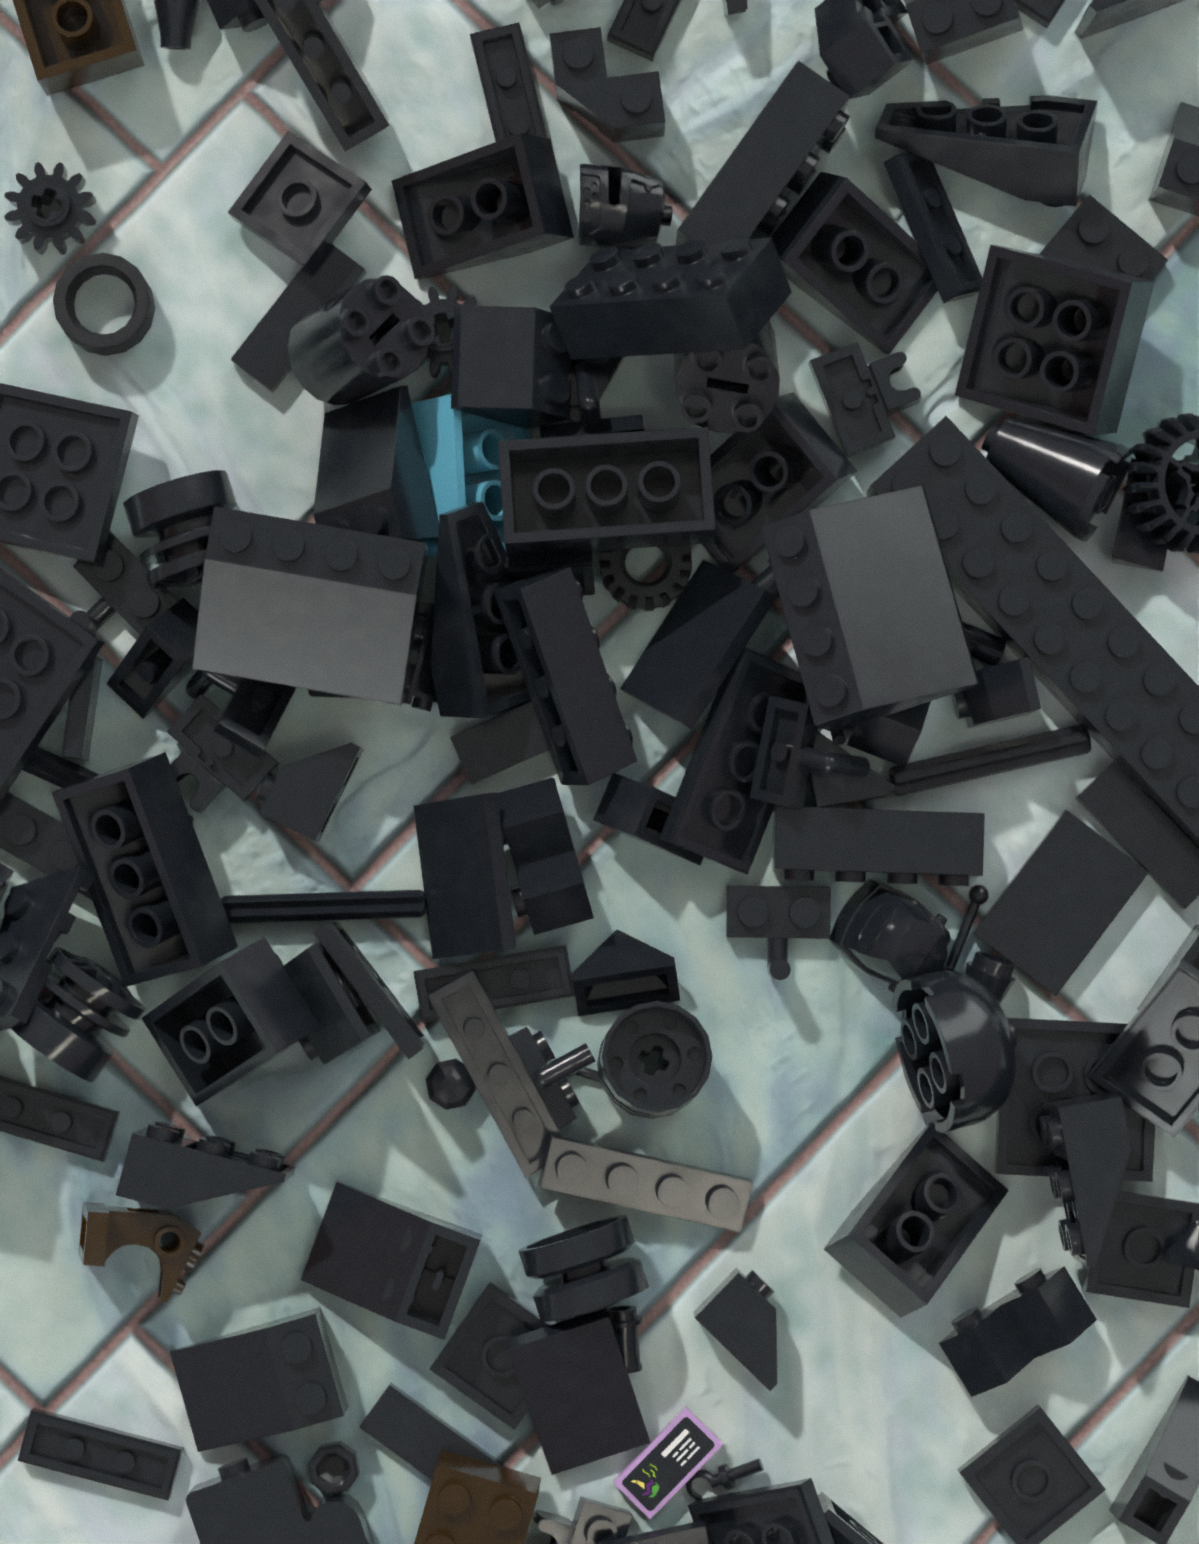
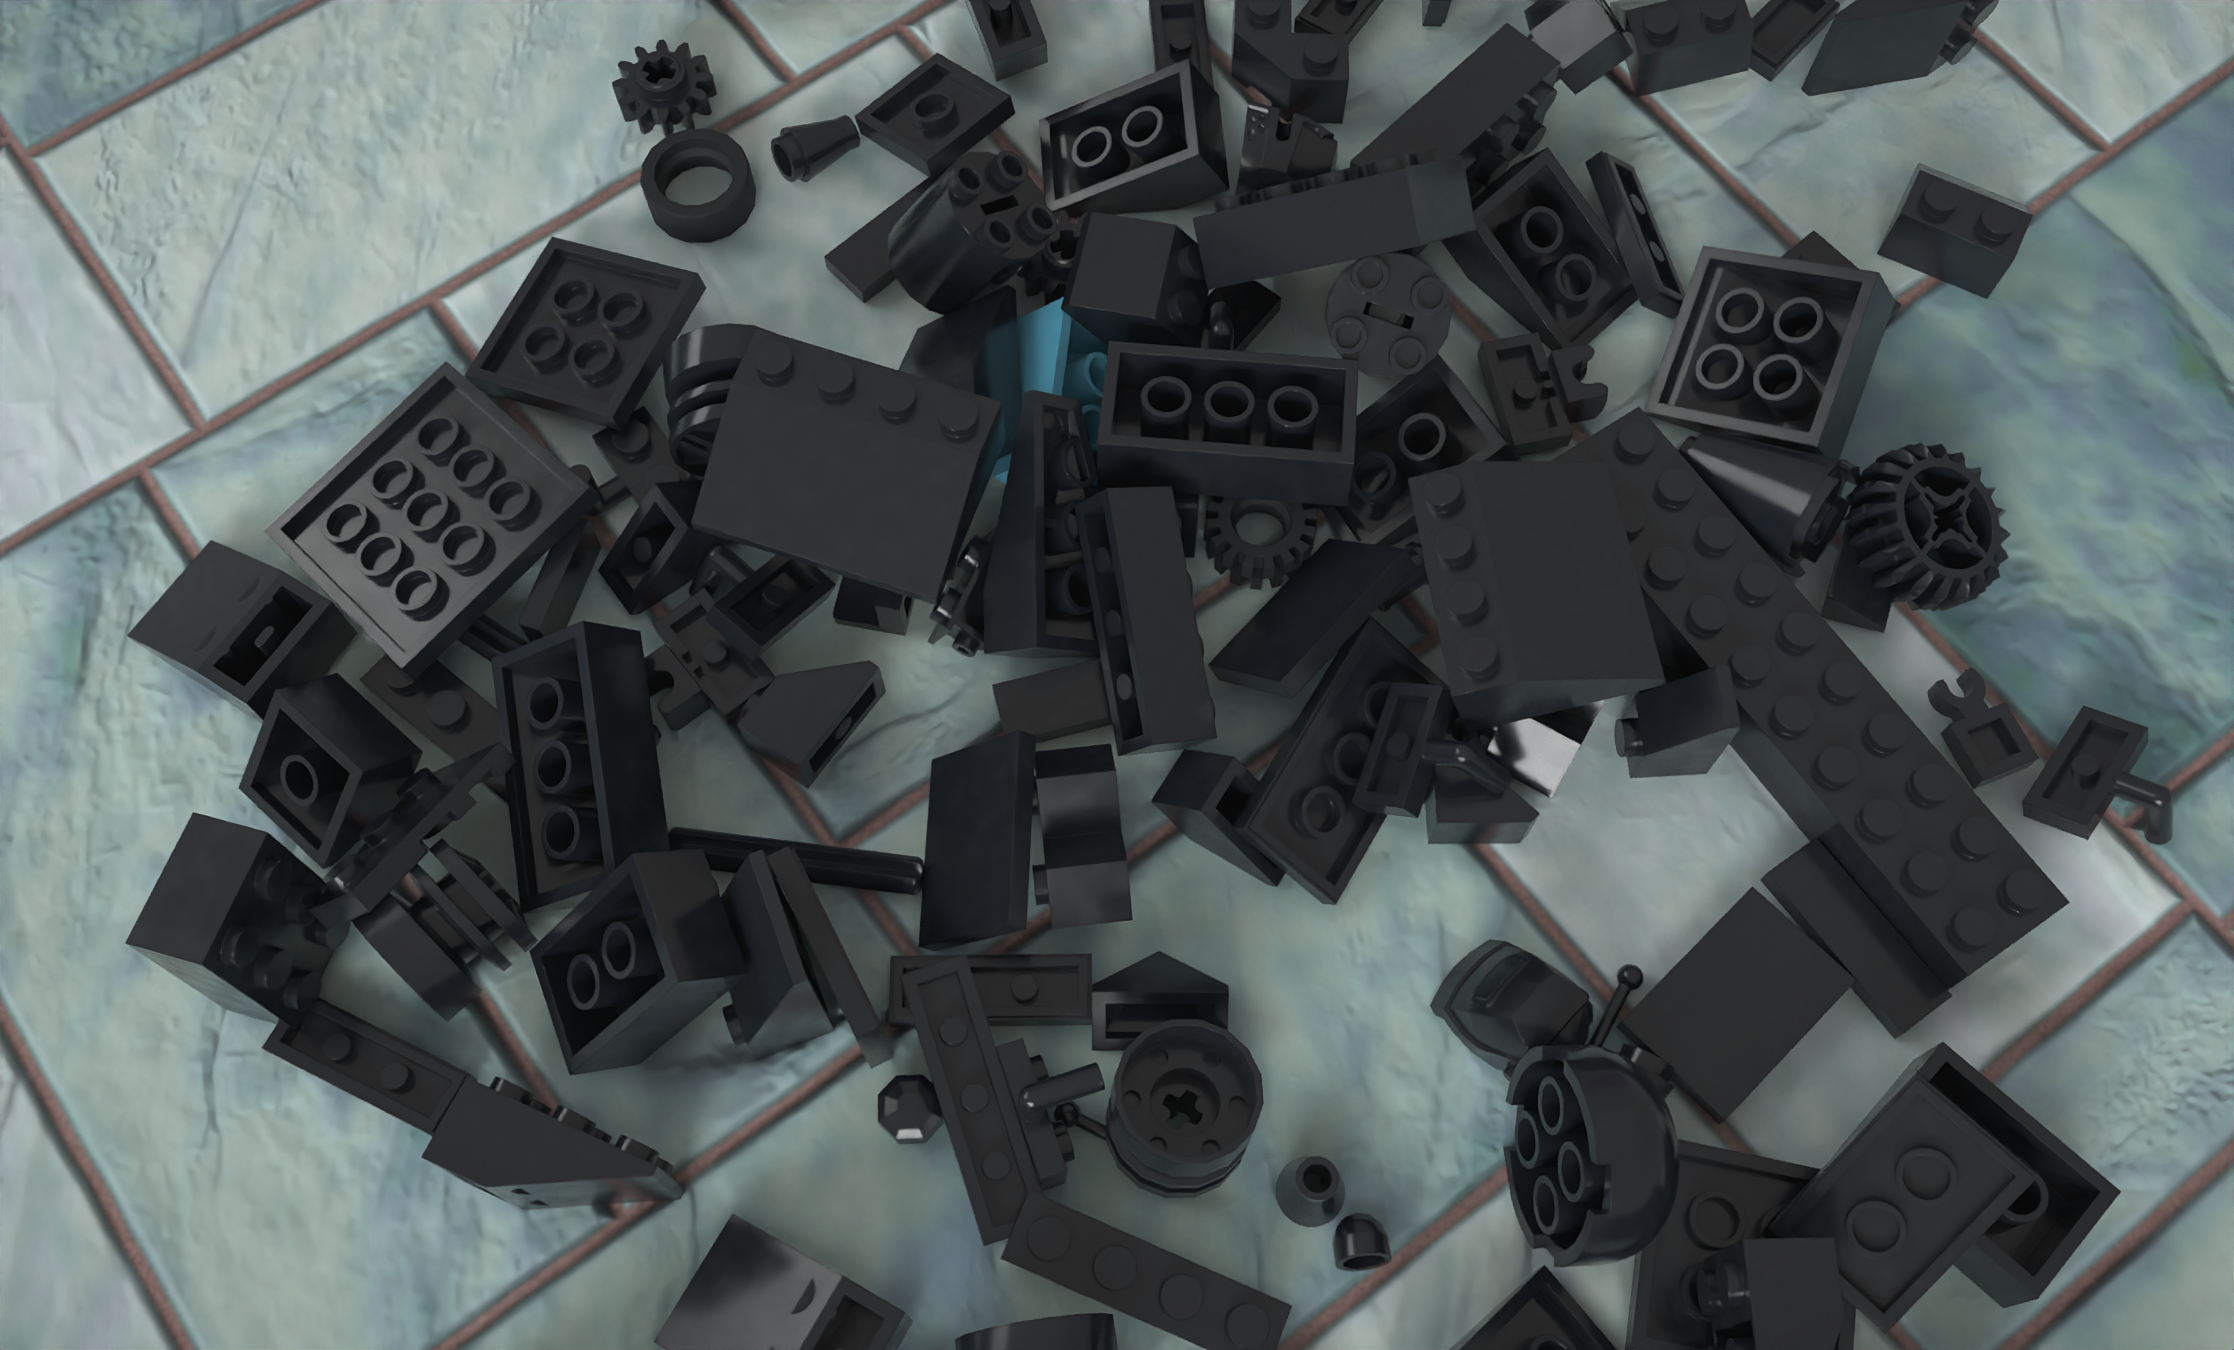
camera: 10 degrees right, 20 degrees down
(111, 1227) = (410, 1217): dark brown tile -> none
(196, 248) = (812, 147): none -> black cone
(745, 1085) = (1300, 1203): none -> black cone
(778, 915) = (1370, 964): black plate -> none
(796, 1128) = (1360, 1243): none -> black hinge
(878, 842) = (1509, 888): black brick -> none
(990, 760) = (1660, 814): black axle -> none
(1022, 150) = (1751, 180): black wedge -> none

